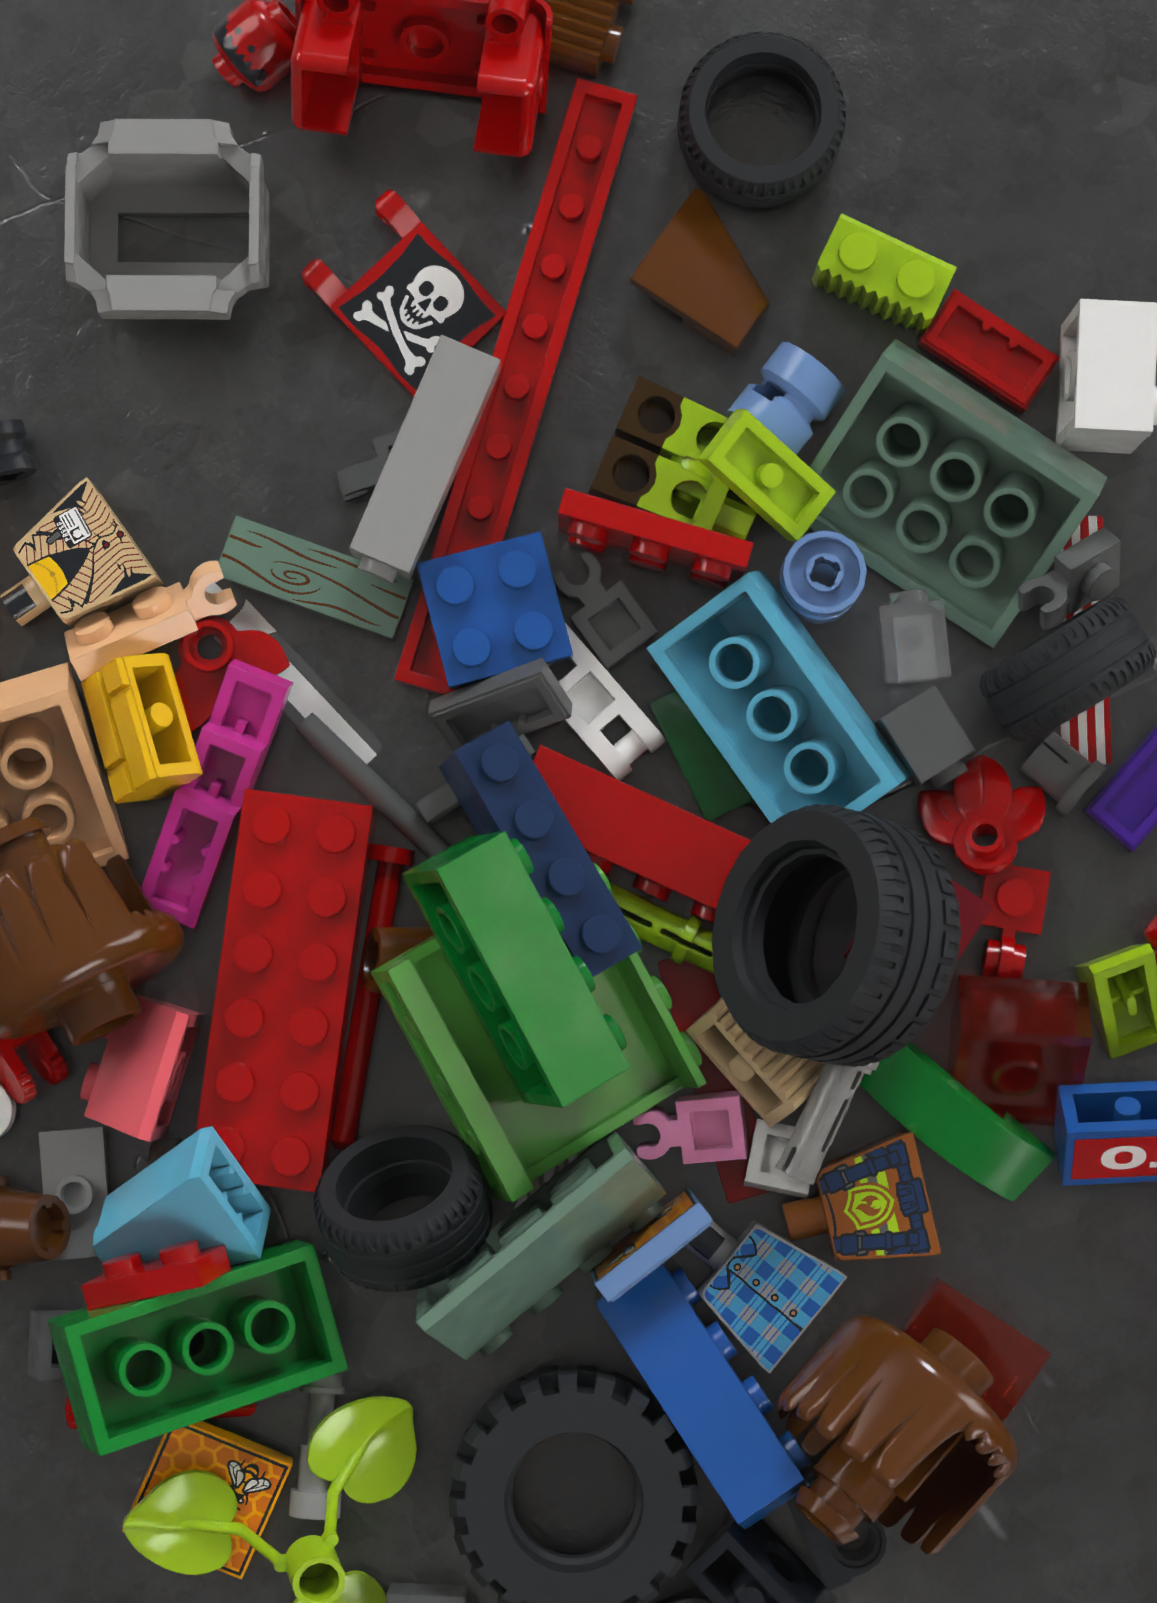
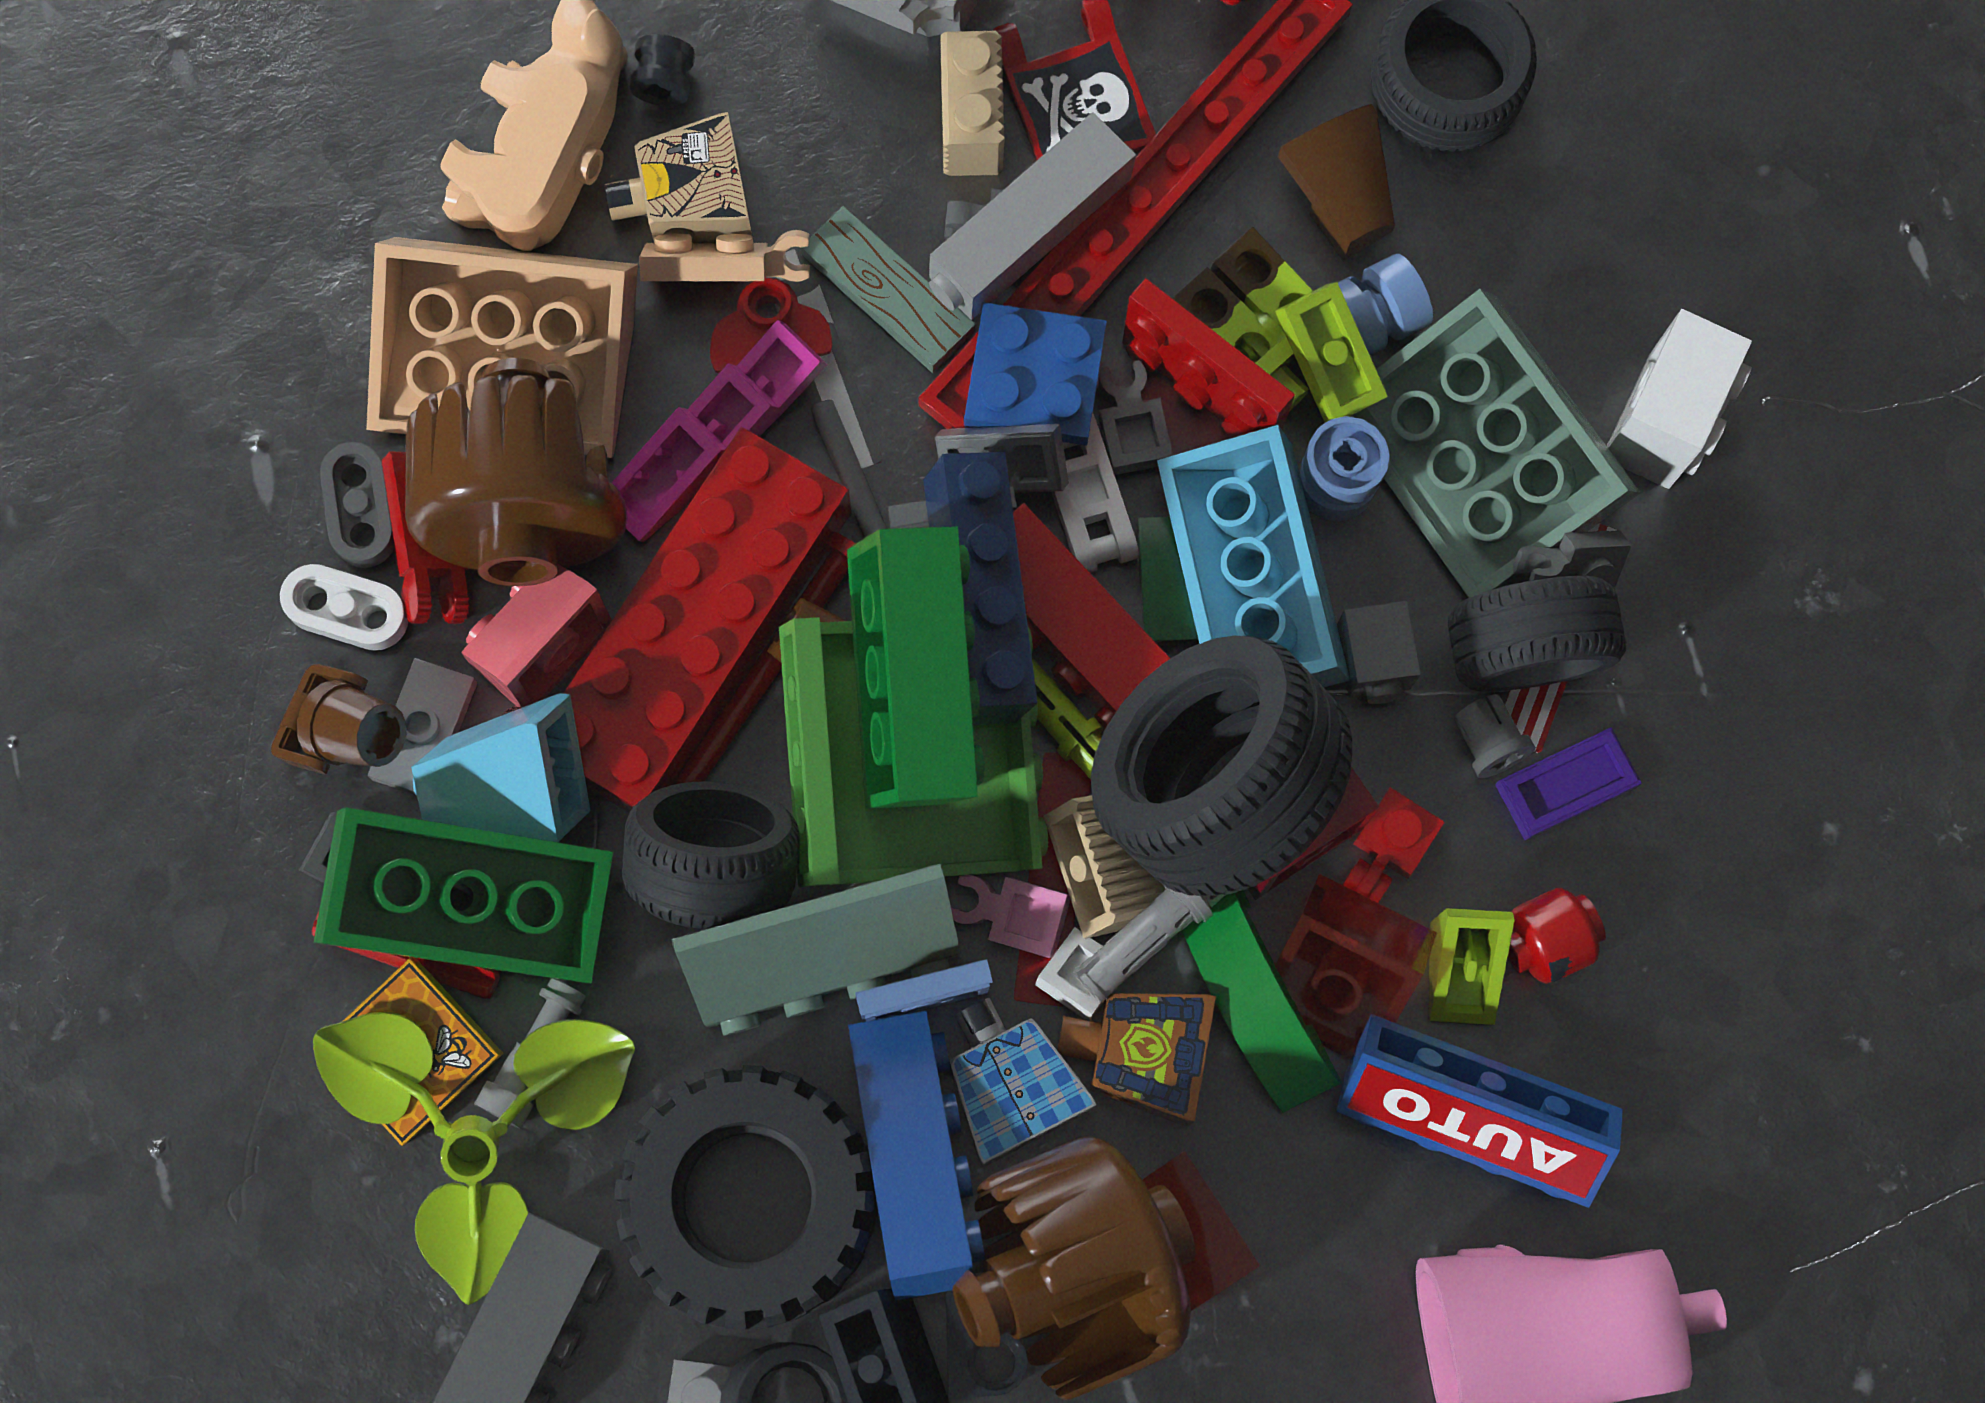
camera: 20 degrees right, 10 degrees down
(141, 727) = (674, 341): yellow brick -> none
(177, 1269) = (480, 809): red plate -> none
(314, 359) = (972, 103): none -> tan brick
(882, 274) = (1507, 238): lime brick -> none
(912, 639) = (1402, 557): clear brick -> none
(981, 807) = (1403, 737): red plate -> none
(988, 351) = (1575, 343): red plate -> none

